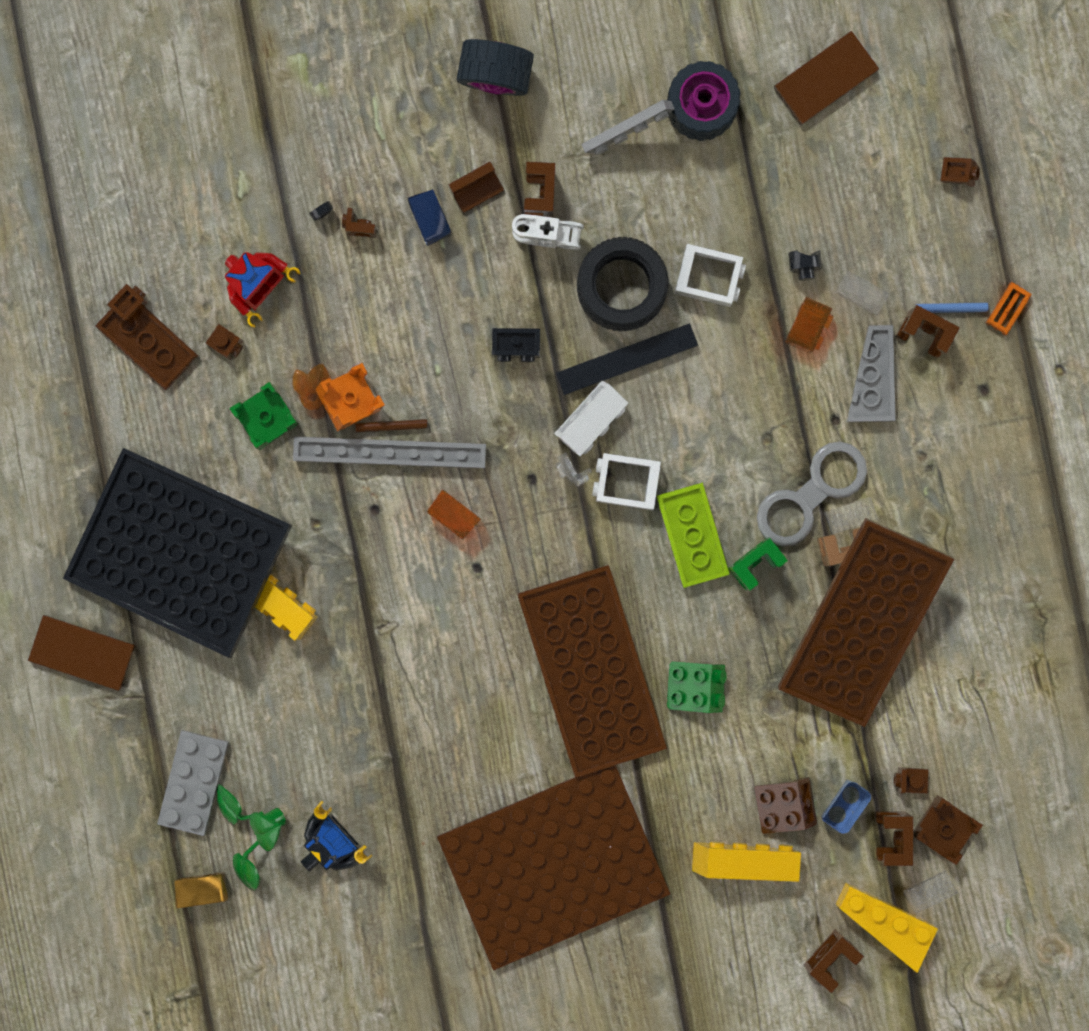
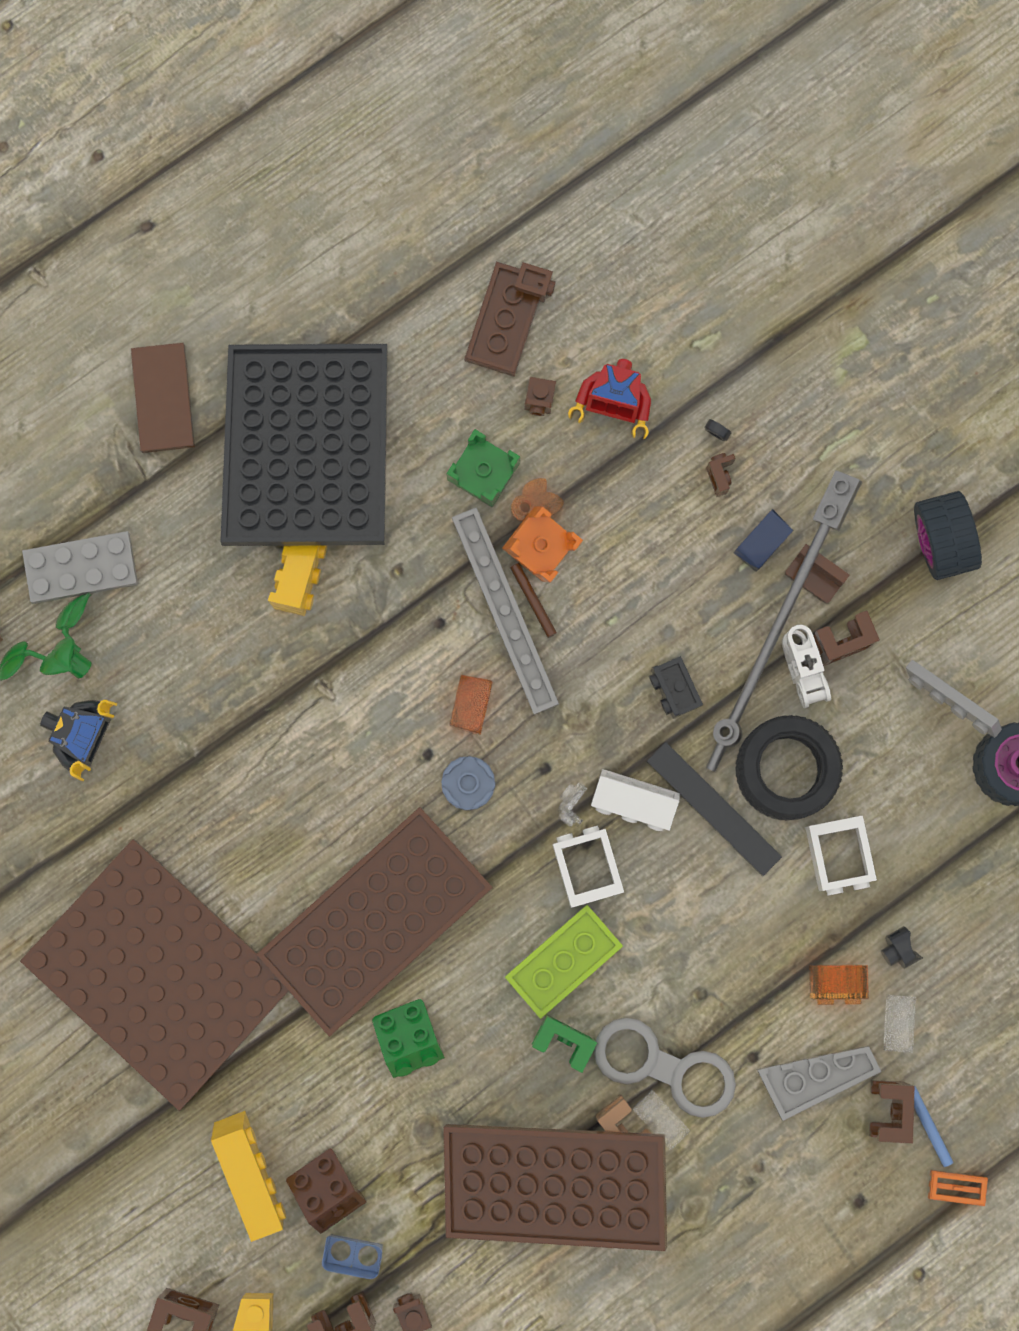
camera: 65 degrees right, 5 degrees down
(434, 153) = (829, 514): none -> flat silver bar
(515, 546) = (468, 783): none -> sand blue tile

